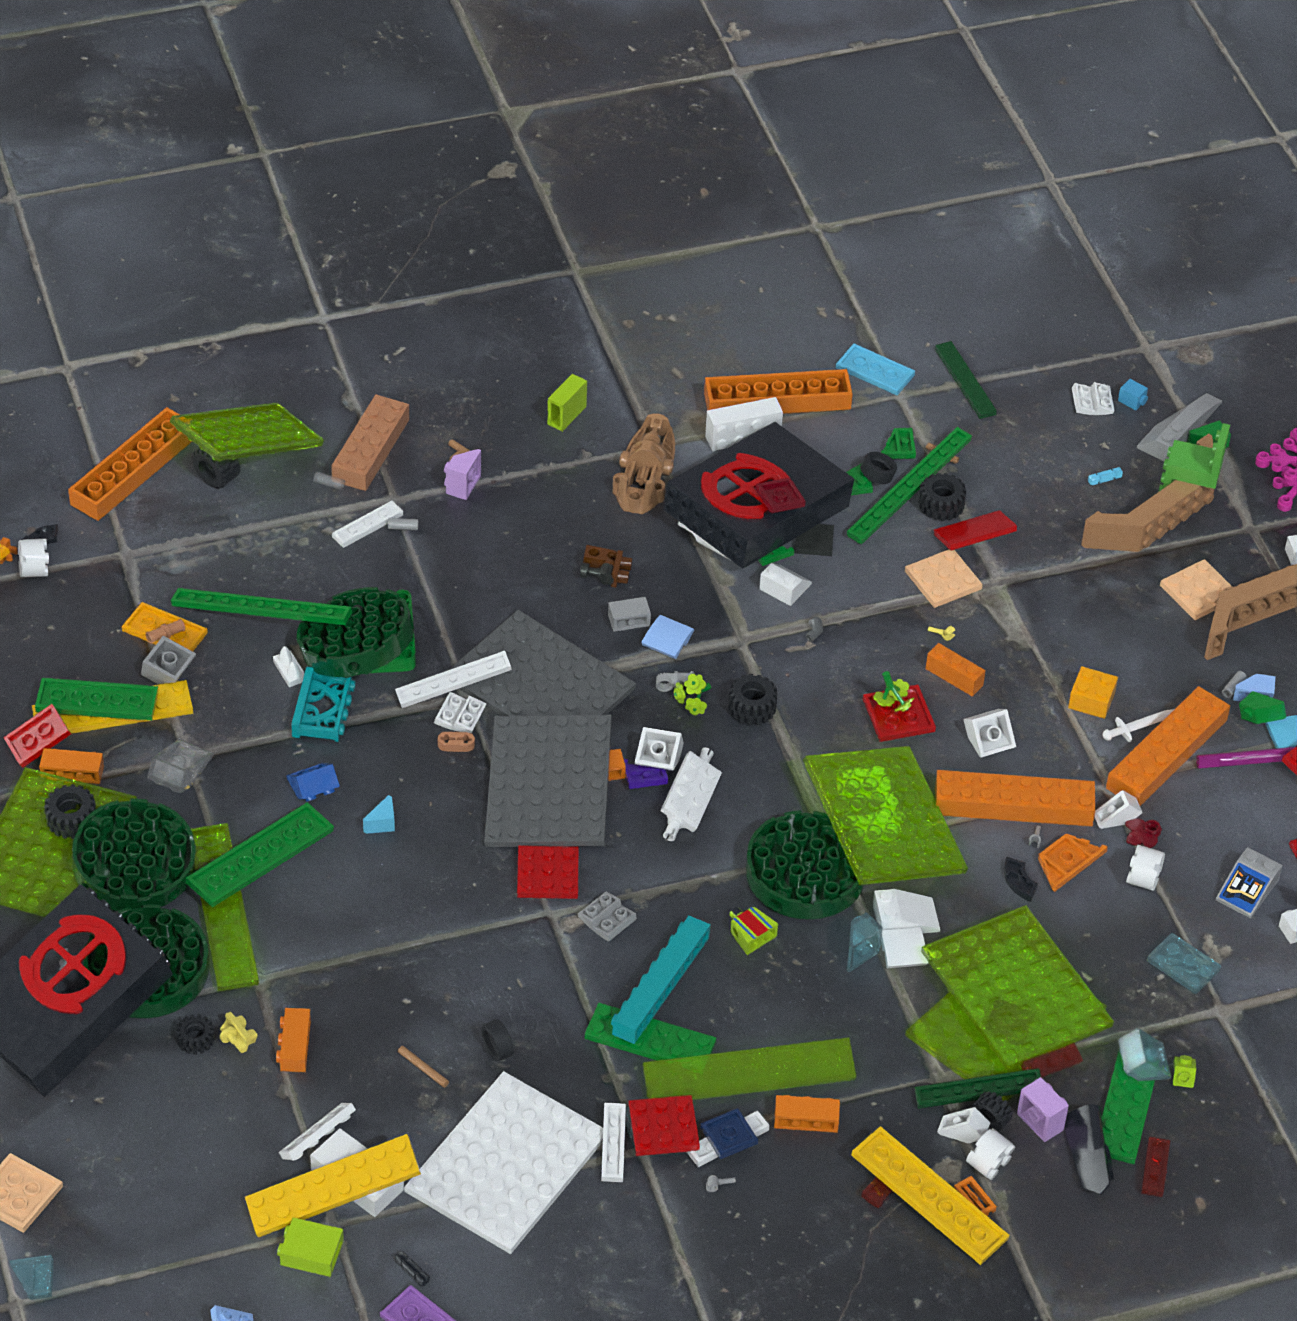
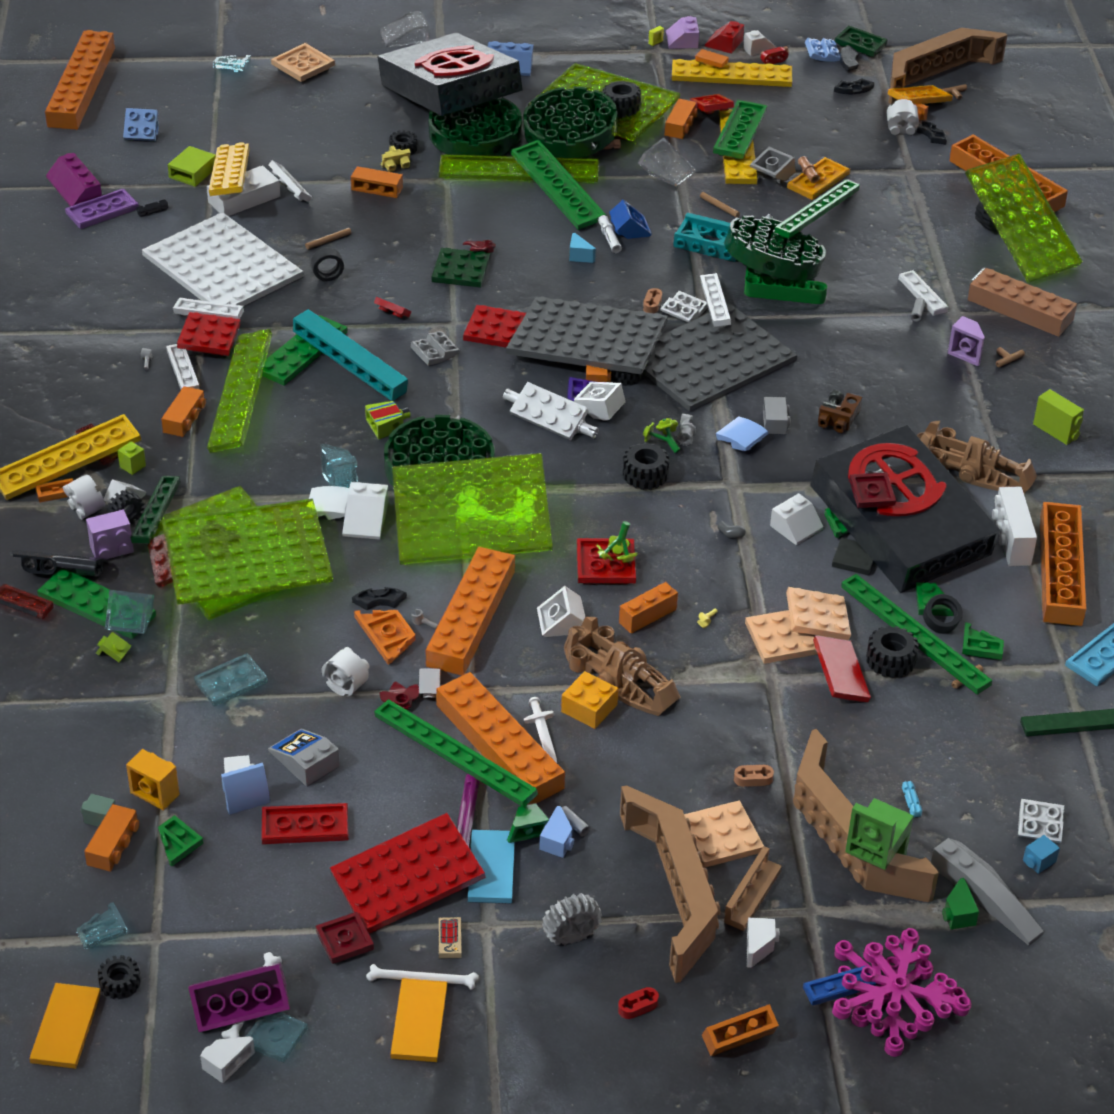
camera: 105 degrees right, 5 degrees down
(245, 709) = (722, 206): none -> medium nougat bar
(332, 799) = (608, 230): none -> white pin
(400, 913) = (484, 246): none -> dark red plate
(443, 925) = (460, 267): none -> dark green plate
(548, 969) = (386, 306): none -> red plate
(729, 1133) = (182, 363): dark blue tile -> none
(906, 1133) = (131, 458): none -> lime brick
(912, 551) = (818, 613): none -> light nougat plate
(1043, 674) = (618, 667): none -> medium nougat piece
(1122, 577) = (753, 775): none -> nougat beam
(1206, 769) = (456, 753): none -> green plate
(1250, 560) = (751, 890): none -> medium nougat fence

